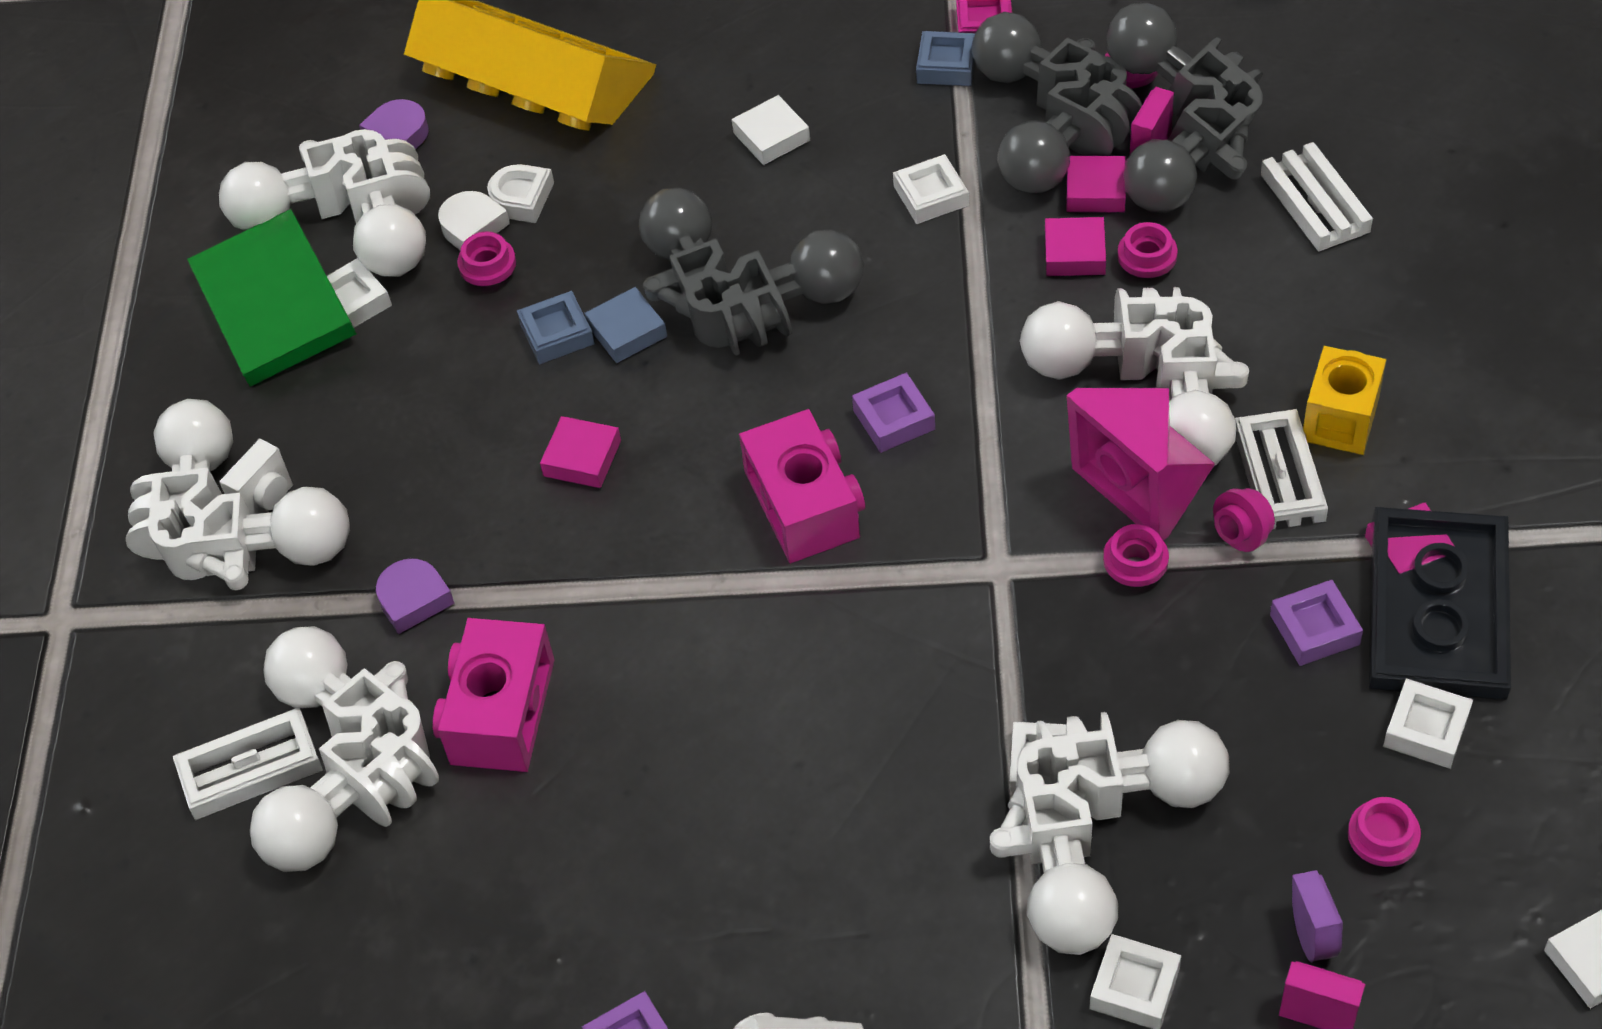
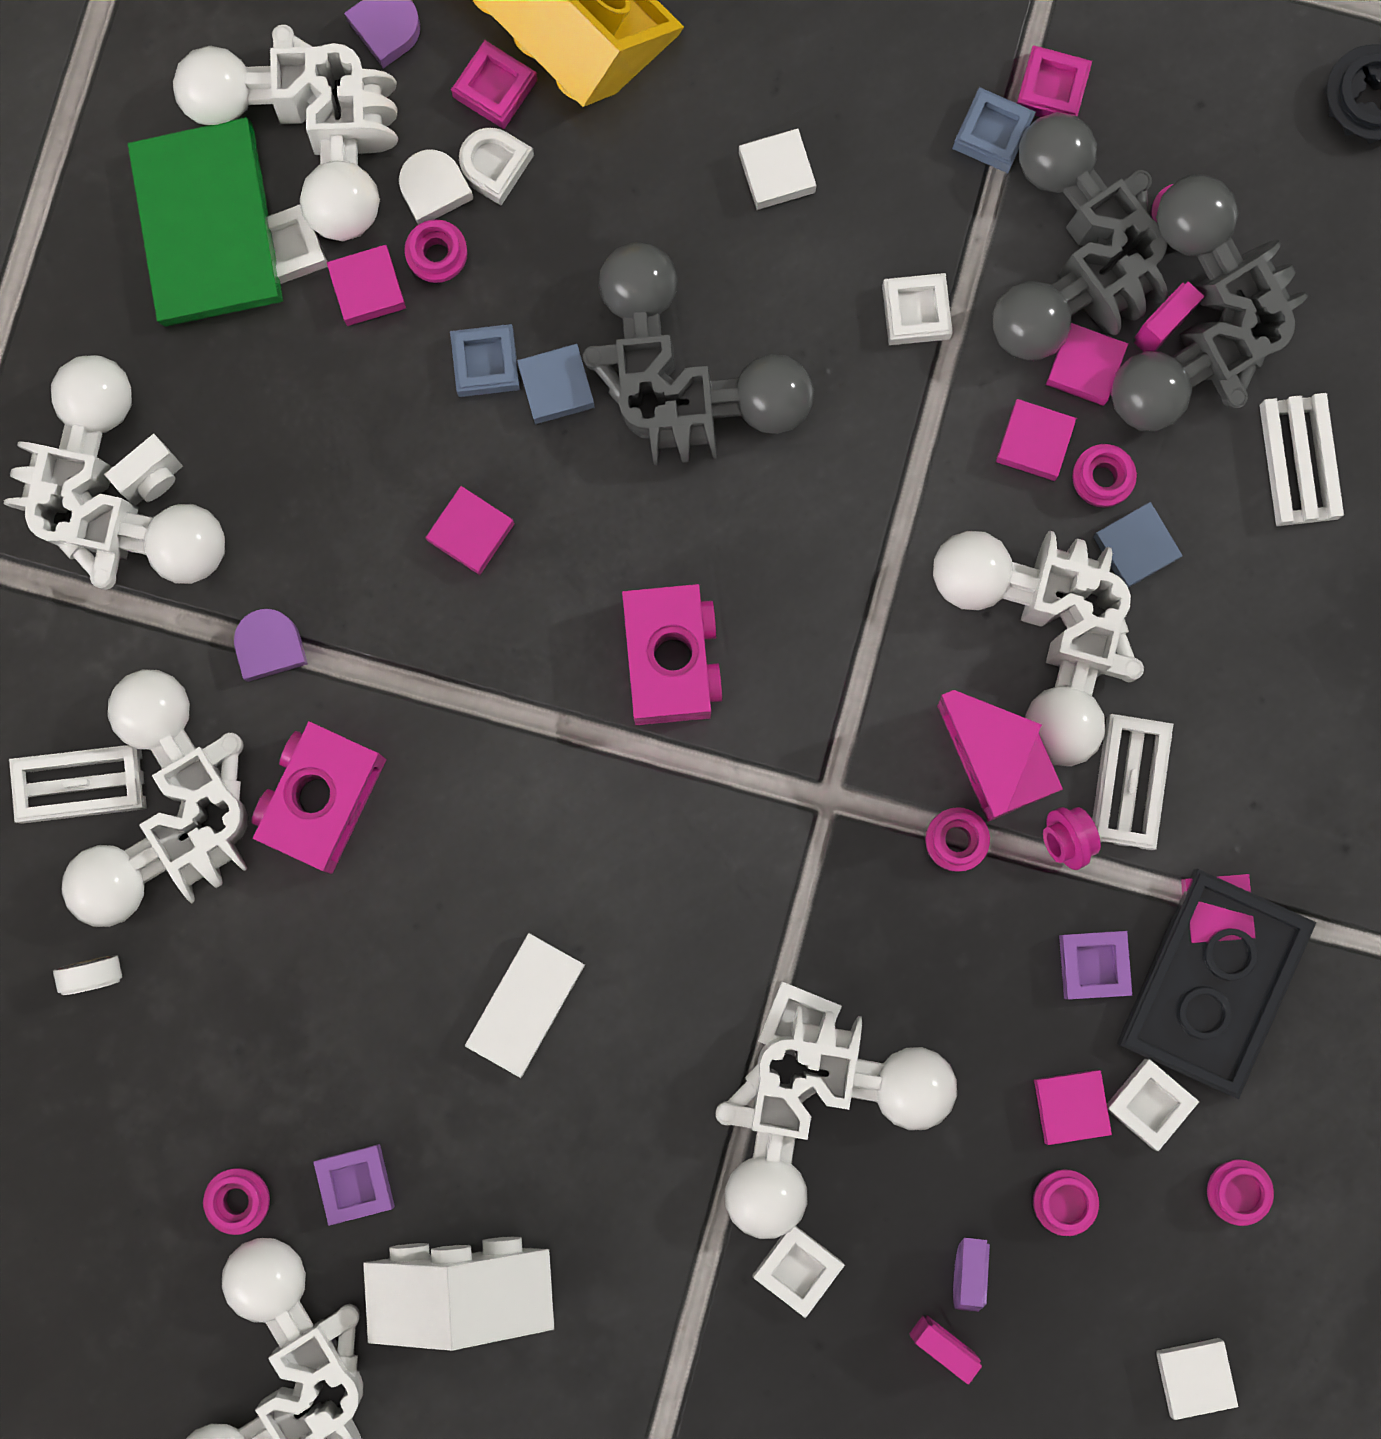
camera: 10 degrees right, 30 degrees up
(295, 918) = (87, 975): none -> white tile
(430, 303) = (366, 285): none -> dark pink tile
(503, 141) = (494, 84): none -> dark pink tile
(760, 822) = (525, 1005): none -> white tile
(893, 412) = (787, 586): medium lavender tile -> none
(1208, 285) = (1138, 545): none -> sand blue tile
(1343, 399) = (1203, 752): yellow brick -> none
(1351, 748) = (1072, 1107): none -> dark pink tile
(1555, 770) = (1240, 1192): none -> dark pink plate

